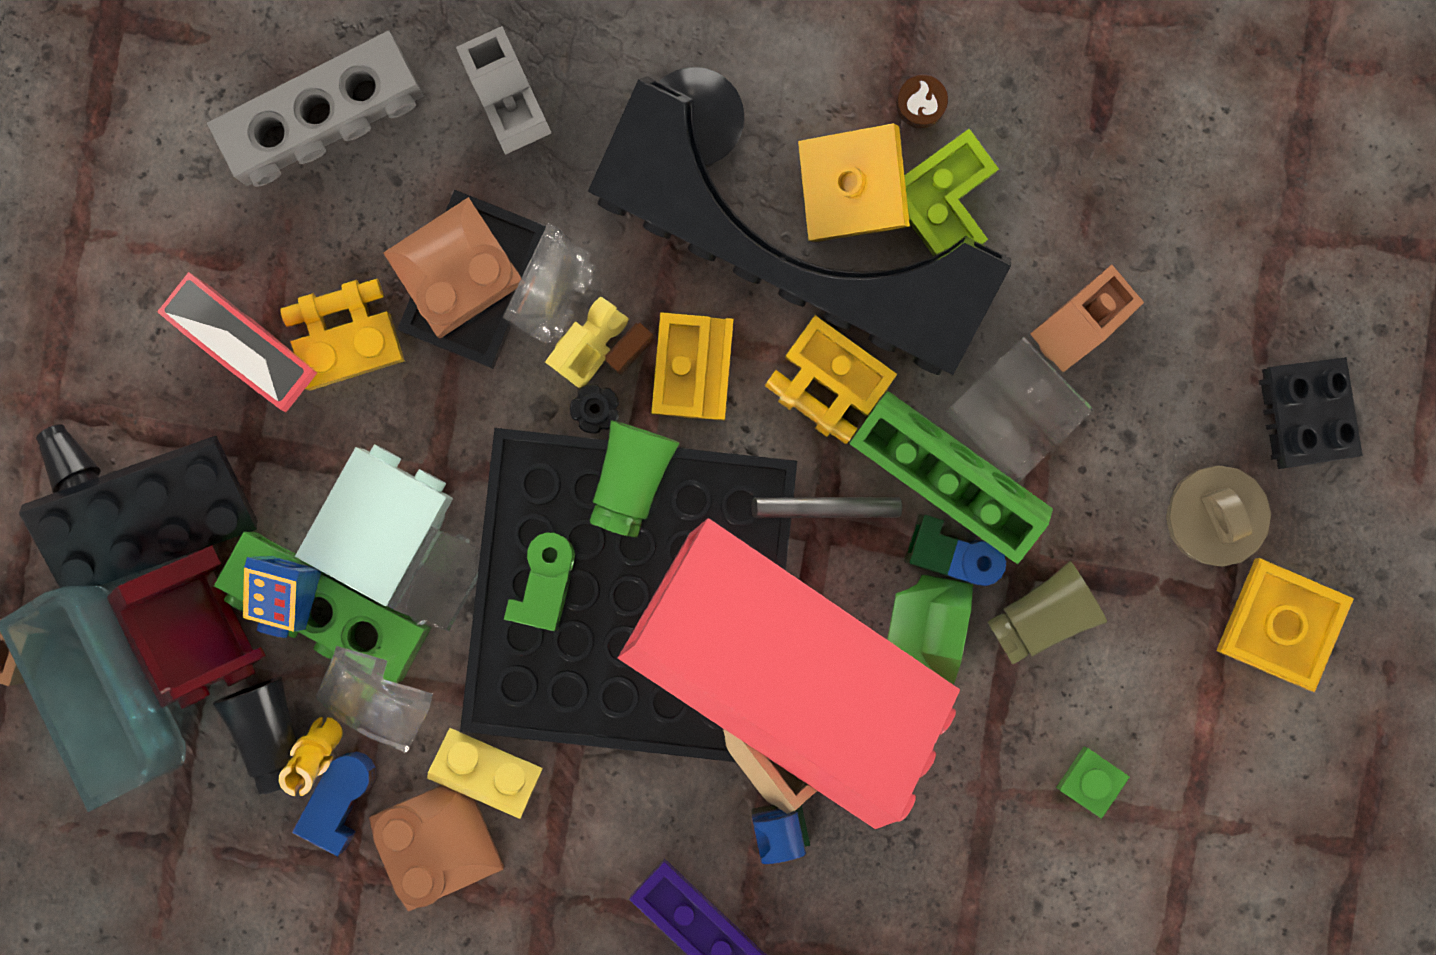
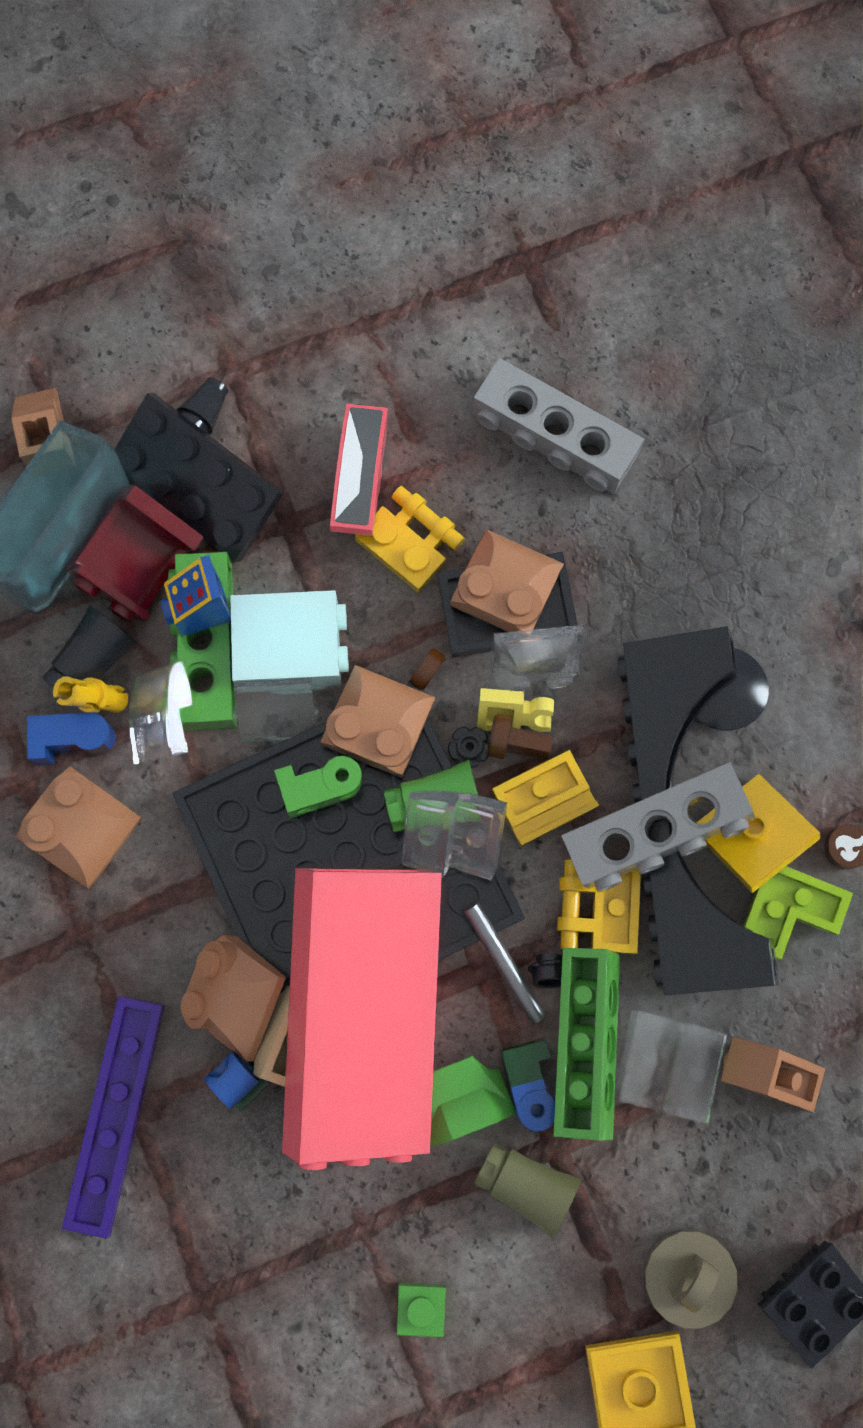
camera: 55 degrees right, 10 degrees down
(484, 773) = (151, 830): light yellow plate -> none
(491, 402) = (427, 669): none -> reddish brown tile
(503, 90) = (655, 541): light grey brick -> none
(514, 484) = (377, 721): none -> nougat slope
(604, 373) = (499, 736): none -> reddish brown tile
(673, 481) = (453, 832): none -> clear slope
(697, 788) = (232, 995): none -> nougat slope
(767, 355) = (590, 842): none -> light grey brick
(859, 470) = (547, 970): none -> black plate

